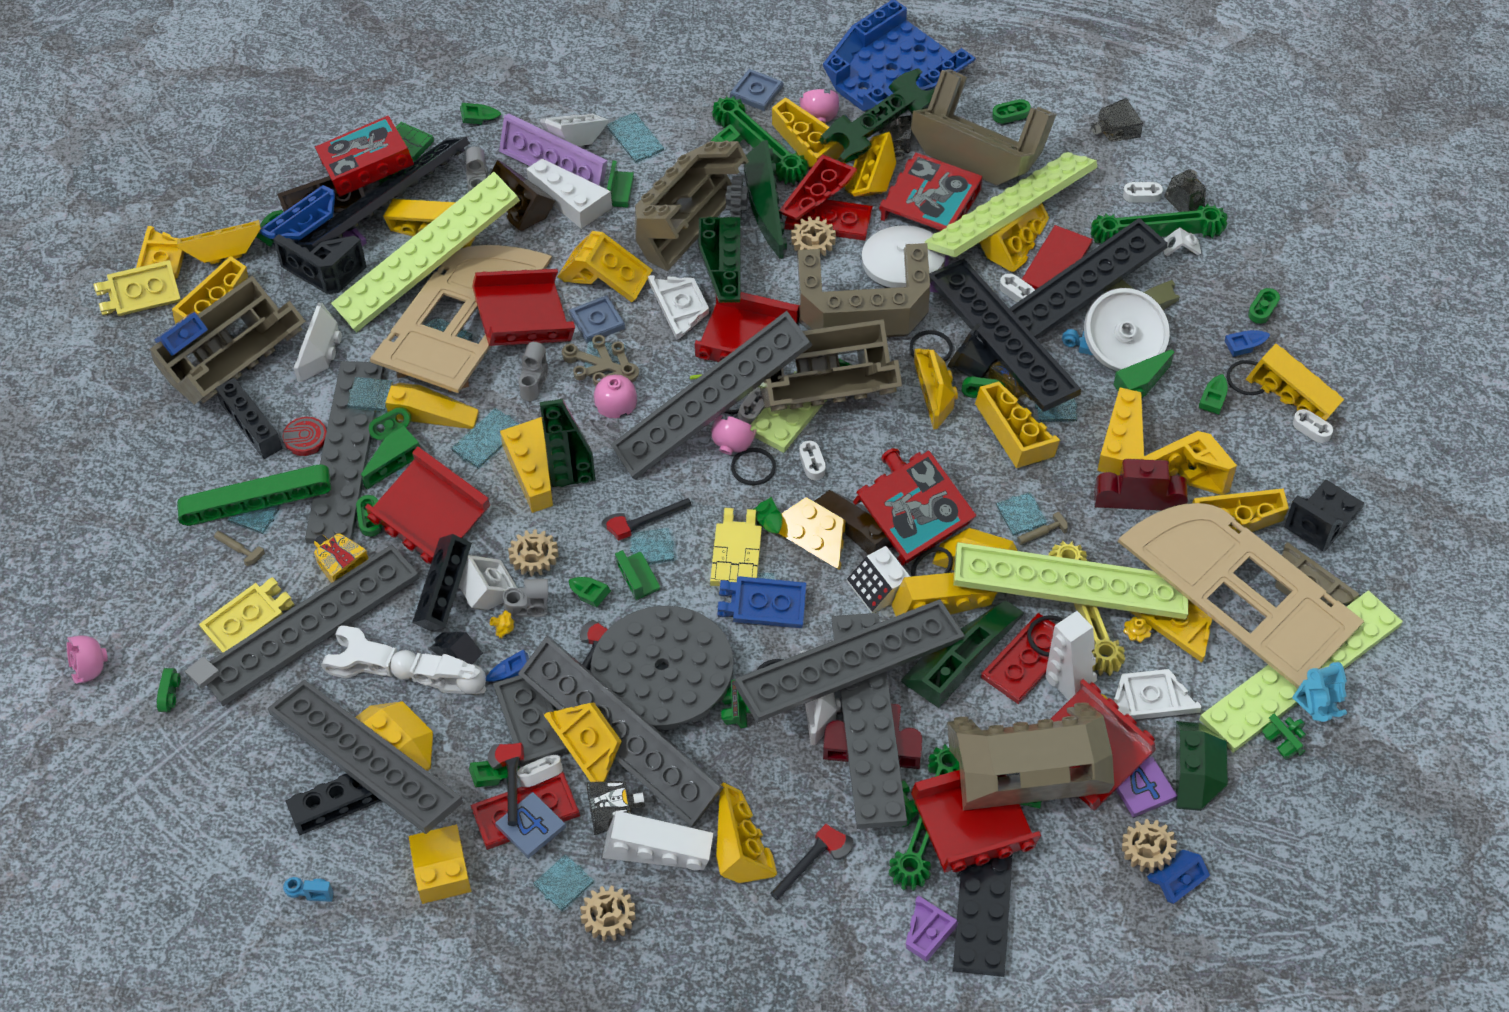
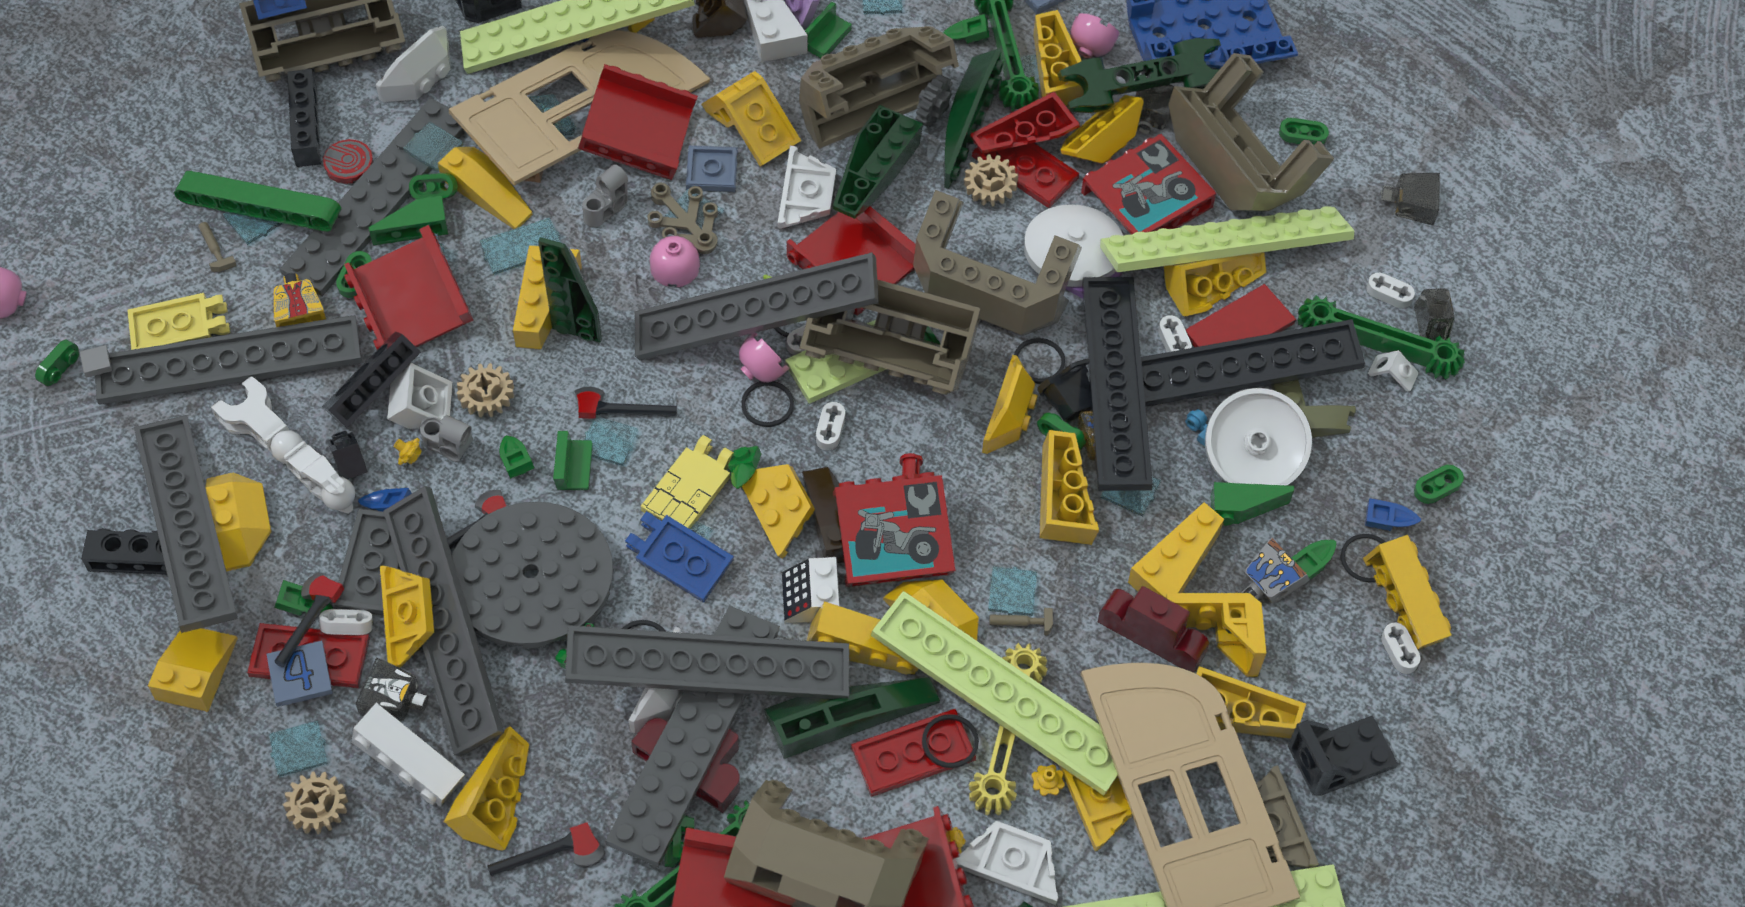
camera: 25 degrees right, 5 degrees up
(313, 890) = (63, 634): dark azure plate -> none
(928, 551) = (870, 587): black piece -> none
(1071, 655) = (942, 775): white wedge -> none
(1198, 412) = (1274, 573): none -> torso

